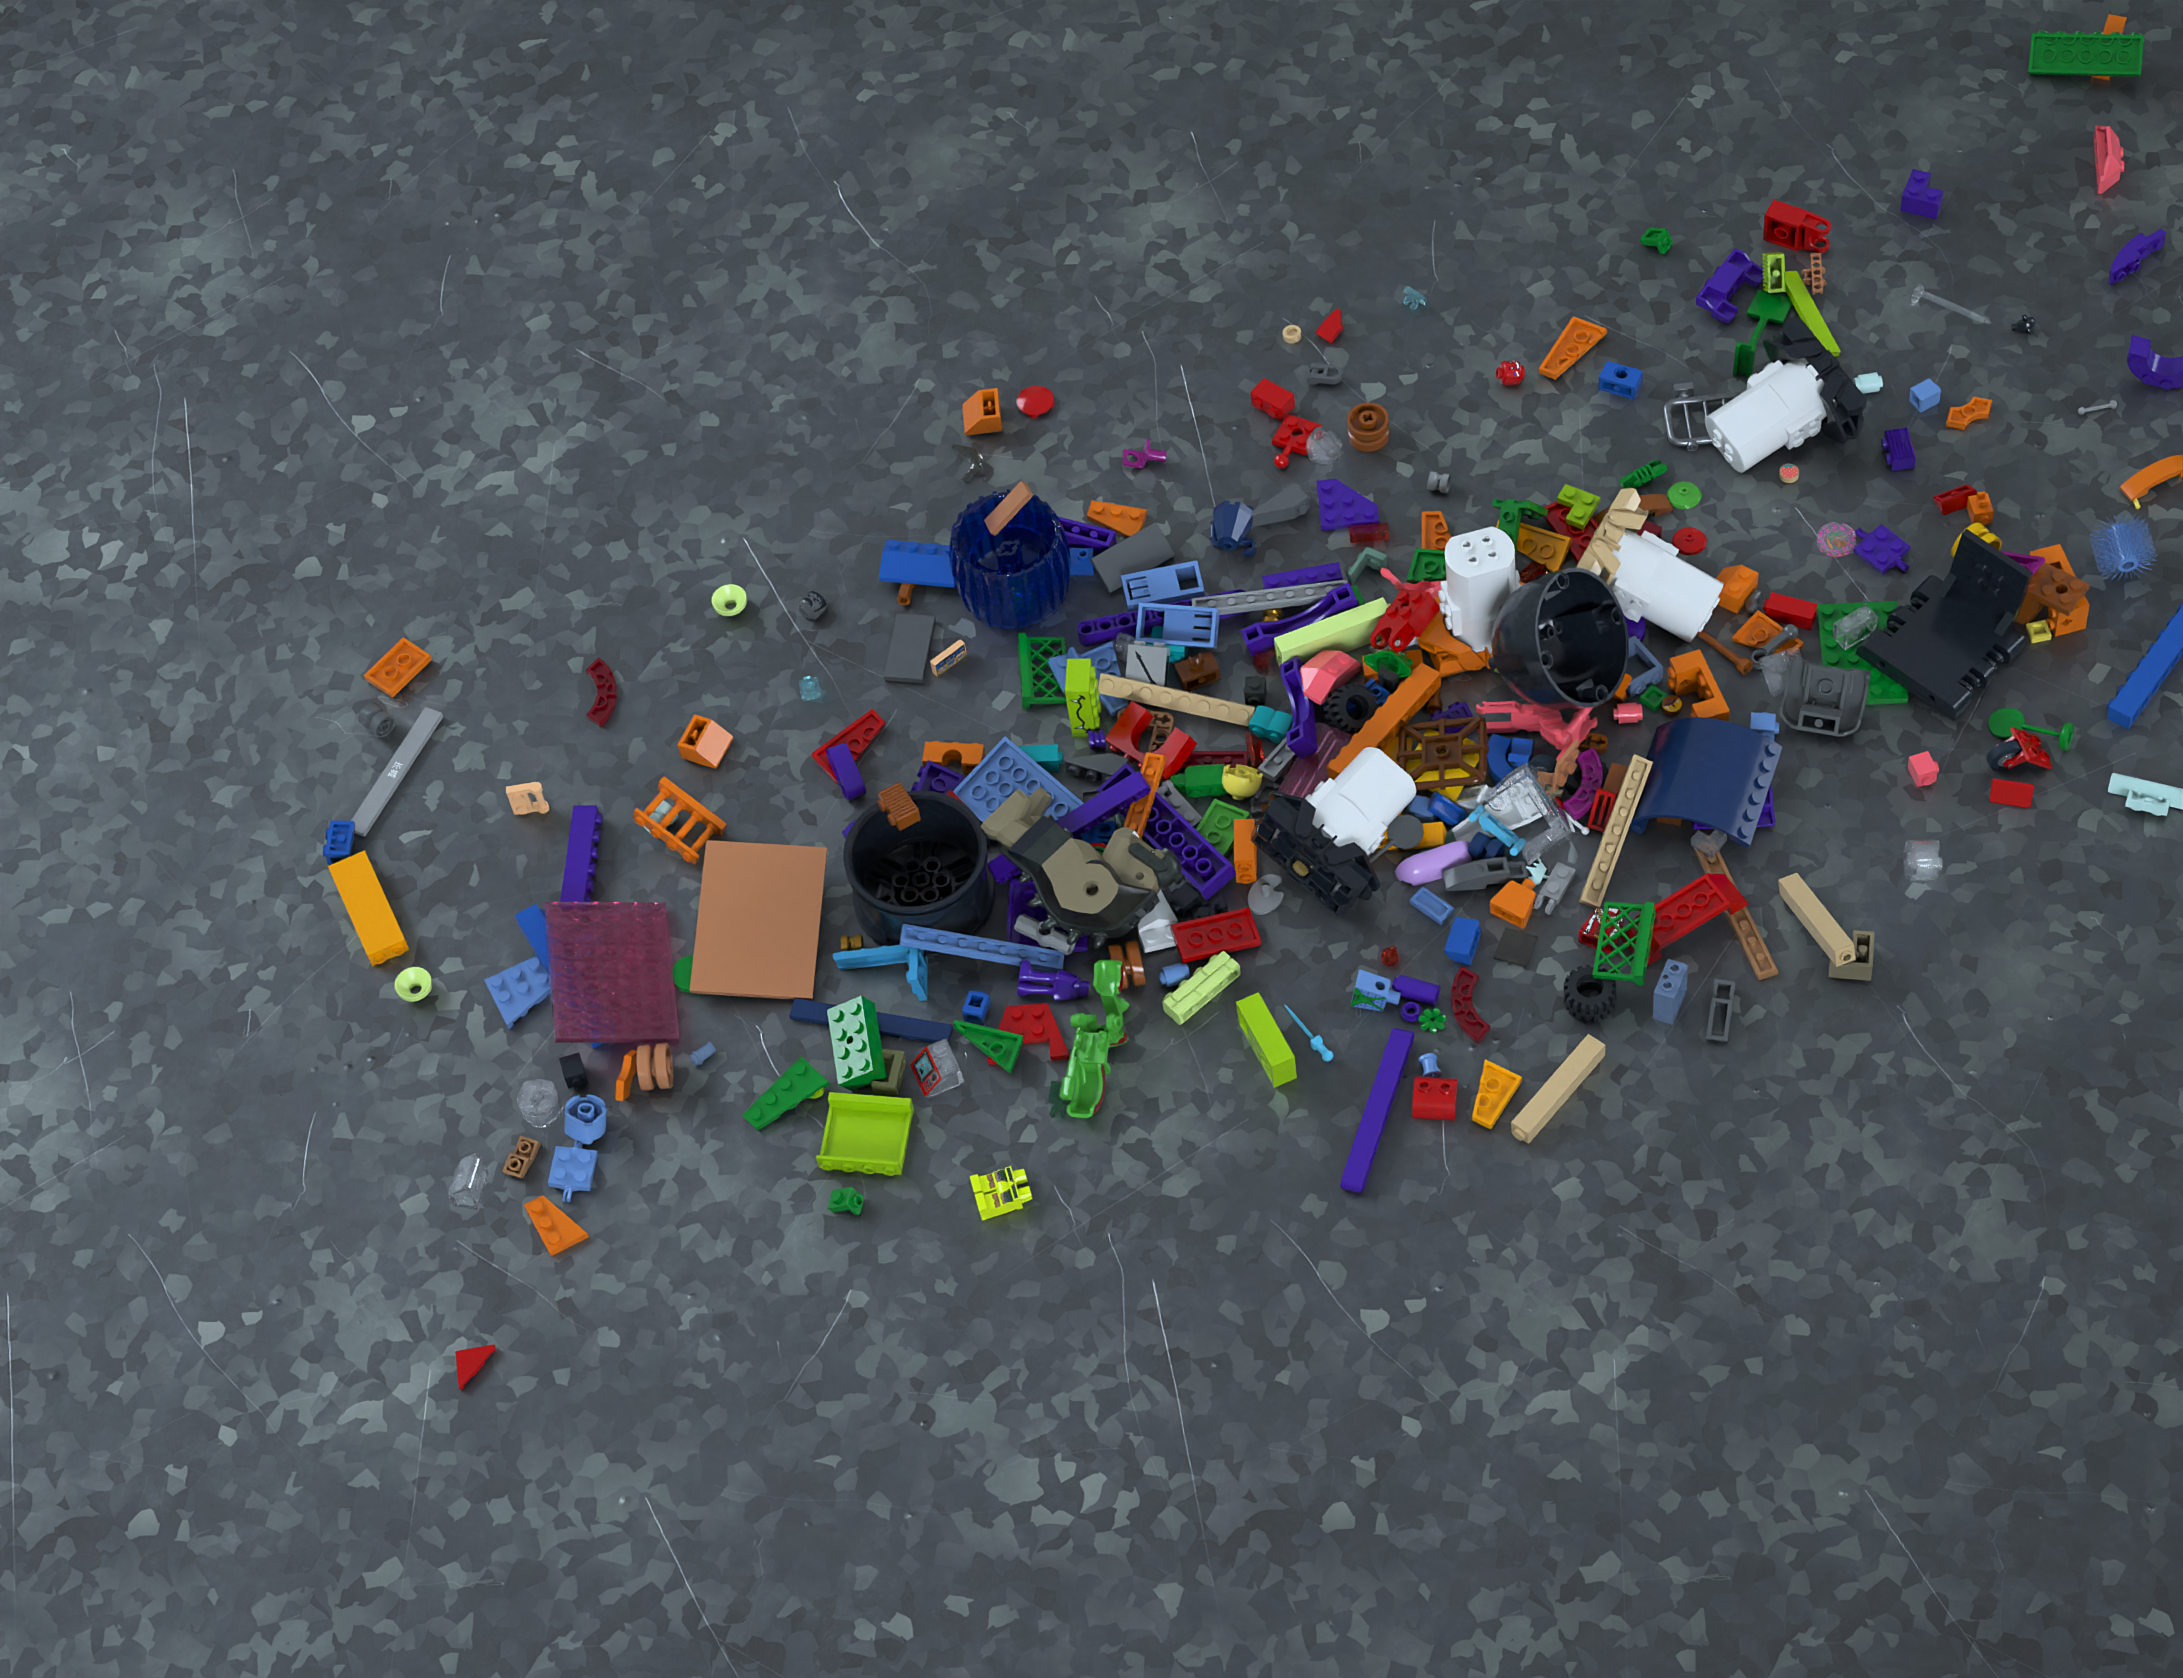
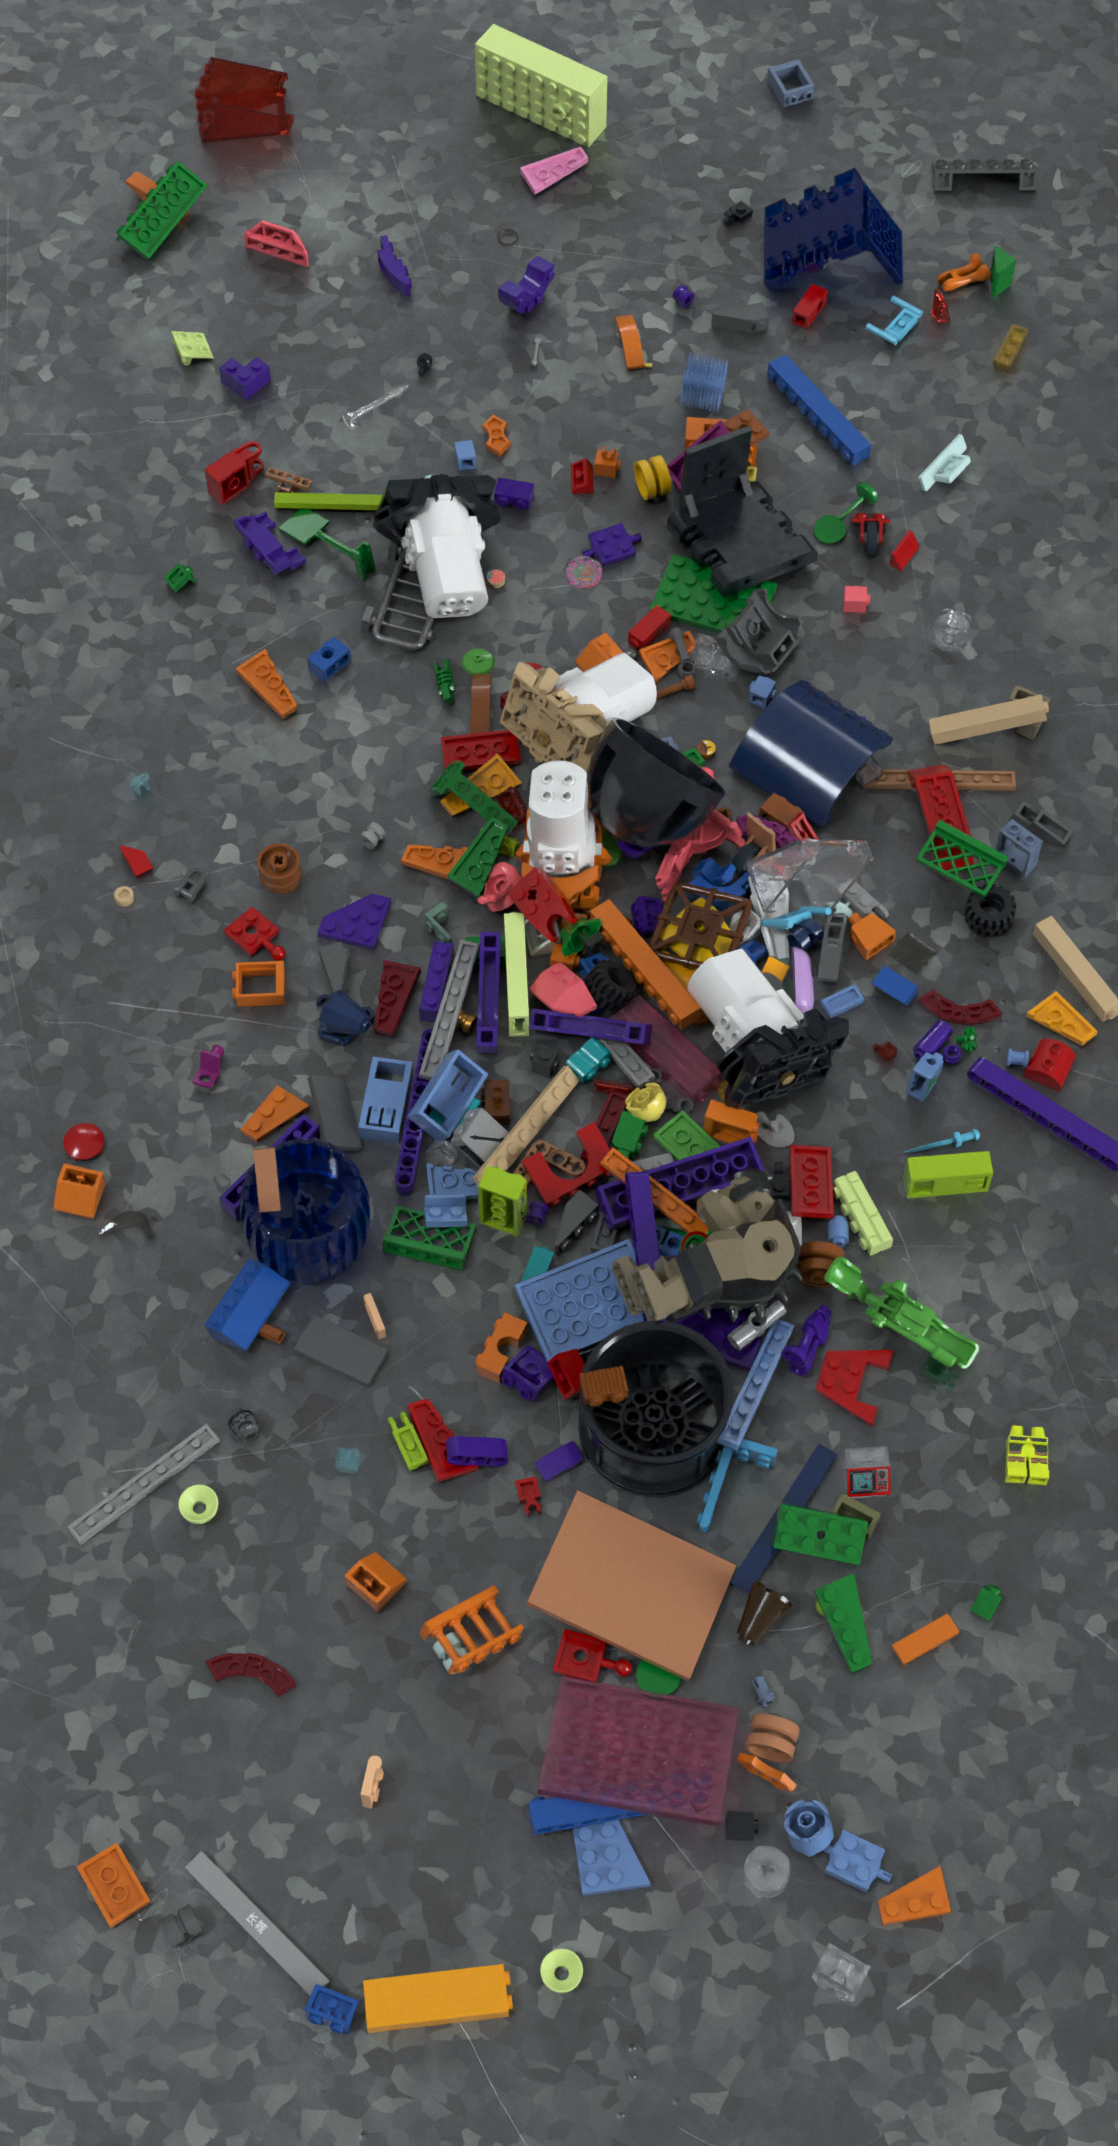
camera: 80 degrees left, 5 degrees up
(471, 1361) = (1055, 2030): red tile -> none
(522, 1157) = (821, 1911): medium nougat slope -> none
(581, 854) = (471, 1750): dark purple brick -> none
(681, 921) = (589, 1668): none -> red plate
(739, 561) = (143, 1484): none -> light grey tile
(772, 1026) = (761, 1613): none -> dark brown cone
(793, 1164) = (925, 1639): none -> orange tile
(824, 824) = (528, 1493): none -> red plate
(840, 721) = (408, 1443): none -> lime hinge
(855, 943) = (689, 1508): pearl gold wheel -> none
(866, 1133) = (917, 1562): lime panel -> none
(976, 1007) = (811, 1408): blue brick -> none
(997, 1044) = (863, 1407): green wing -> none
(1248, 472) = (250, 969): none -> orange window
(1262, 659) = (508, 1044): clear red piece -> none
(1272, 399) = (200, 936): red brick -> none
(1274, 560) = (395, 992): none -> dark red wing
(1323, 447) = (286, 912): clear cylinder -> none
(1368, 532) = (398, 911): clear red slope -> none
(1510, 373) = (275, 736): red head -> none
(1582, 505) = (459, 733): lime plate -> none
(1590, 930) = (923, 881): torso -> none
(1615, 831) = (829, 824): tan plate -> none
(1690, 674) = (699, 712): orange plate -> none
(1773, 272) = (277, 504): lime brick -> none
(1855, 626) = (696, 586): clear brick -> none
(1937, 143) = (190, 346): none -> yellowish green hinge

